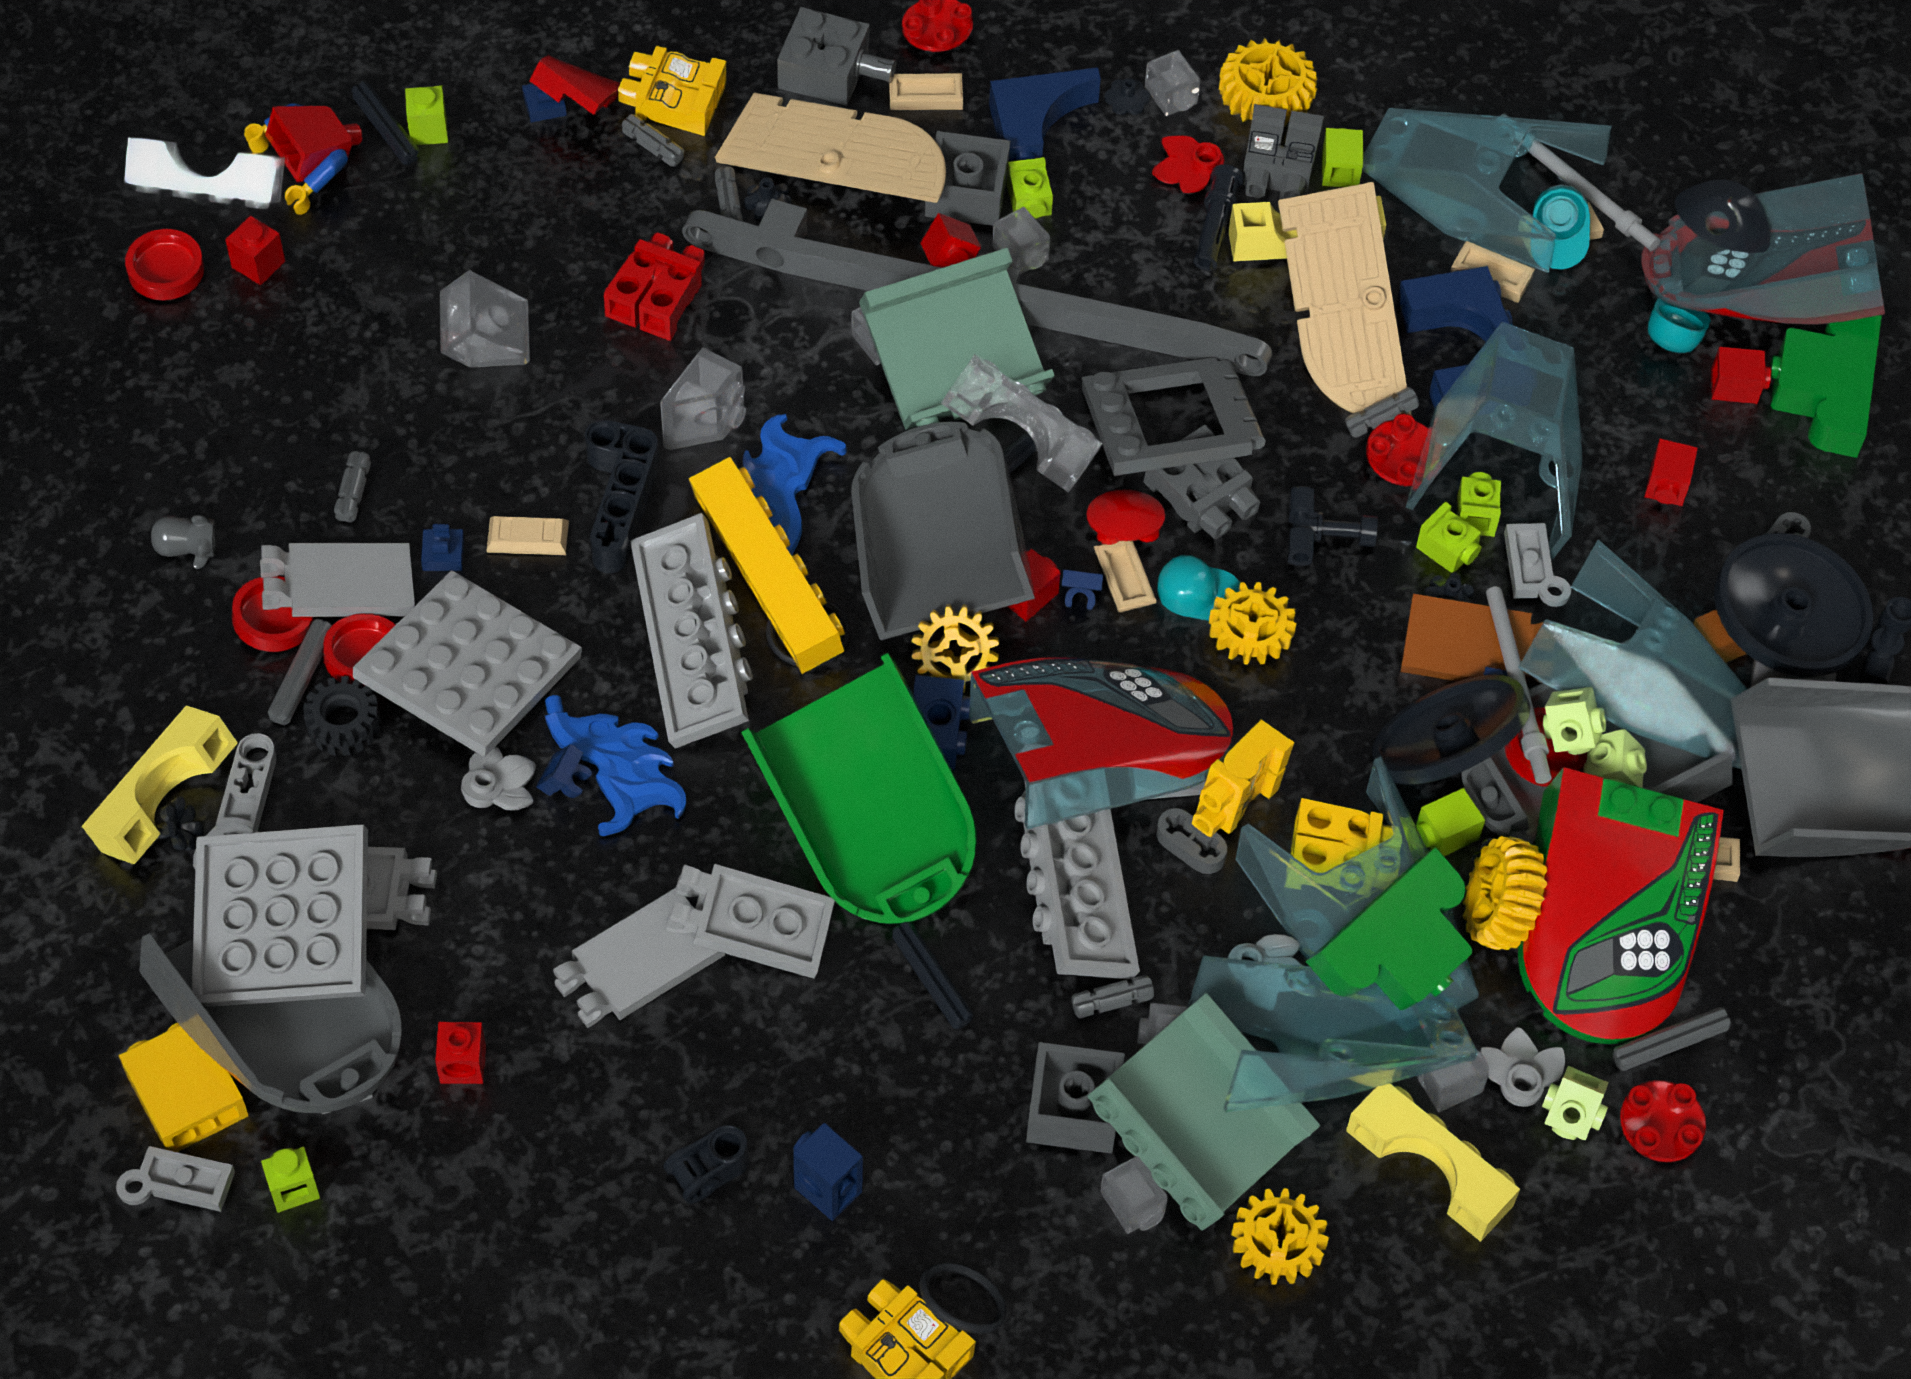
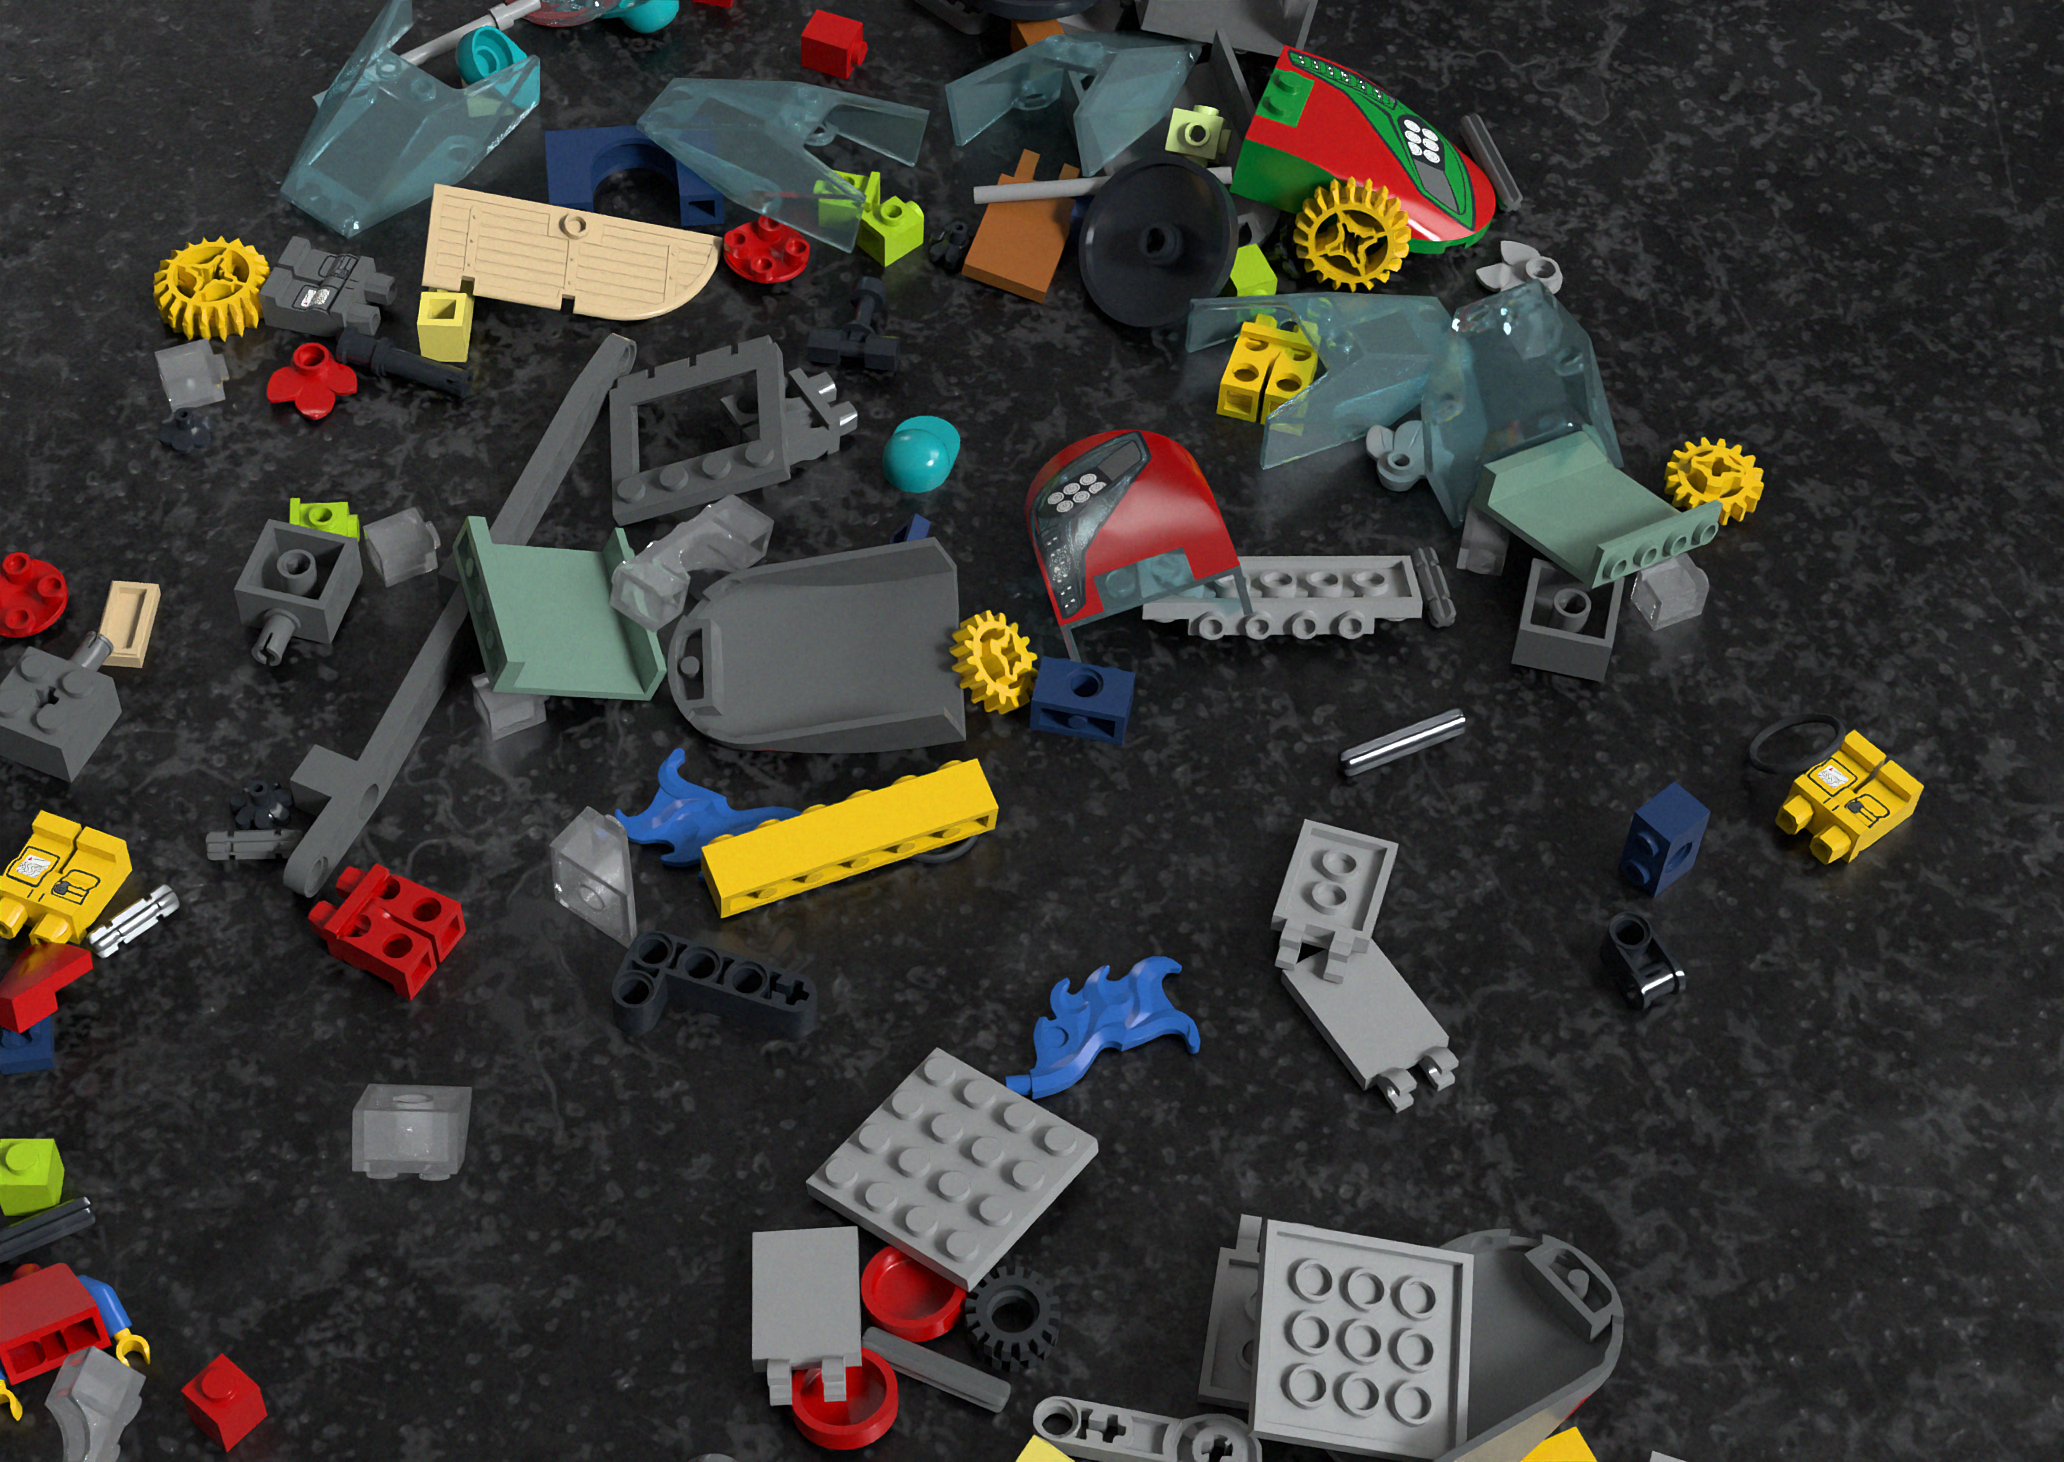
camera: 85 degrees left, 5 degrees down
(288, 1170) = (1667, 1388): lime brick -> none
(352, 486) = (646, 1300): dark grey axle -> none
(442, 548) = (762, 1199): dark blue tile -> none
(460, 1052) = (1504, 1196): red brick -> none
(498, 780) = (1124, 1150): light grey plate -> none
(527, 535) = (751, 1104): tan tile -> none
(561, 770) = (1117, 1077): dark blue tile -> none
(692, 630) = (932, 924): light grey plate -> none
(836, 148) = (205, 728): tan door -> none
(871, 798) = (1186, 754): green windscreen -> none
(949, 242) = (403, 607): red brick -> none
(1030, 105) = (198, 520): dark blue arch -> none
(1125, 516) = (820, 497): red dish -> none
(1125, 575) = (887, 512): tan tile -> none
(1190, 842) = (1251, 503): dark grey beam -> none
(1248, 769) = (1200, 423): yellow hips -> none
(1252, 623) = (980, 405): yellow gear -> none
(1342, 157) = (344, 232): lime brick -> none
(1382, 412) = (715, 257): dark grey axle -> none
(1393, 1123) = (1660, 326): light yellow arch -> none
(1400, 938) = (1410, 309): green brick -> none
(1510, 274) = (524, 148): tan tile -> none
(1531, 564) = (930, 171): light grey hinge -> none
(1574, 720) = (1159, 135): yellowish green brick -> none
(1575, 1104) = (1573, 231): yellowish green brick -> none
(1663, 1120) = (1580, 181): red dish -> none

